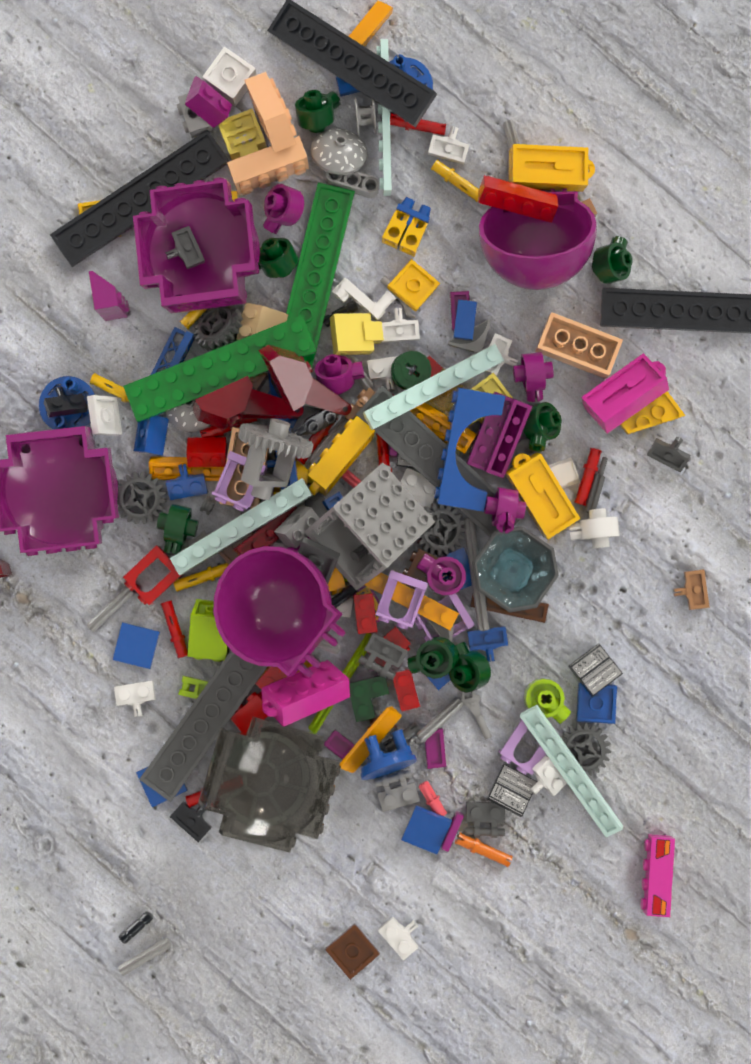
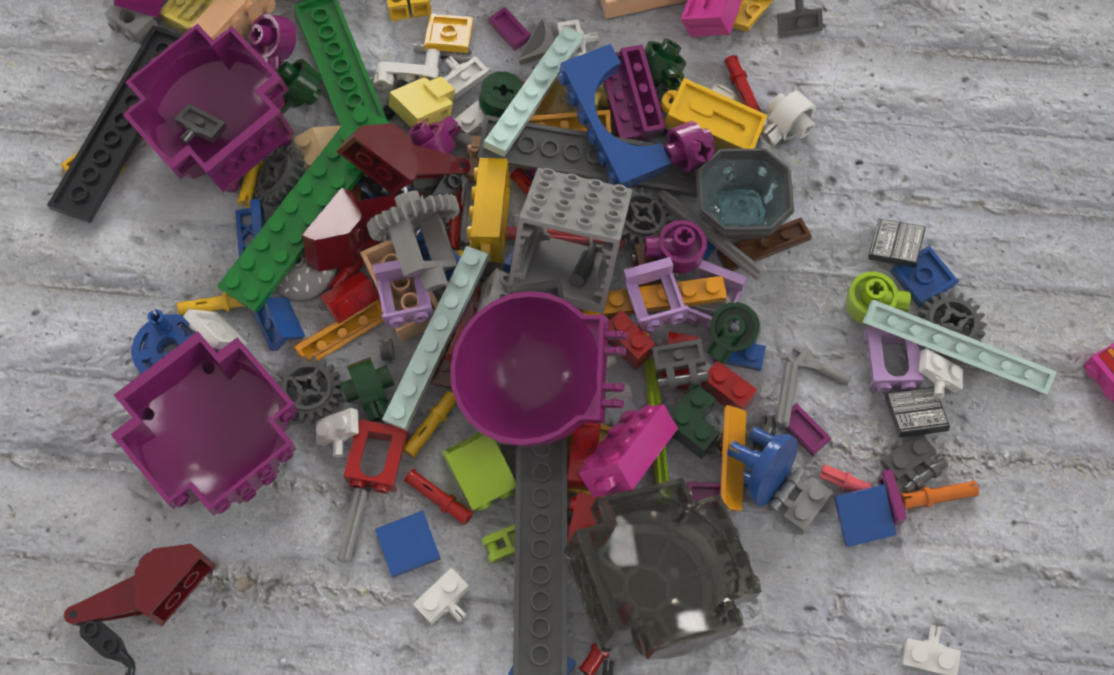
camera: 25 degrees left, 20 degrees down
(65, 404) = (159, 344): black plate -> none
(107, 299) = (146, 214): magenta slope -> none
(139, 541) = (337, 429): none -> white plate
(186, 485) = (350, 345): blue plate -> none
(465, 320) = (520, 29): blue tile -> none
(471, 670) = (780, 322): dark green piece -> none
(488, 640) = (770, 288): blue plate -> none
(533, 374) = (619, 27): magenta piece -> none
(596, 487) = (758, 89): dark grey axle -> none
(694, 590) = (924, 115): medium nougat plate -> none

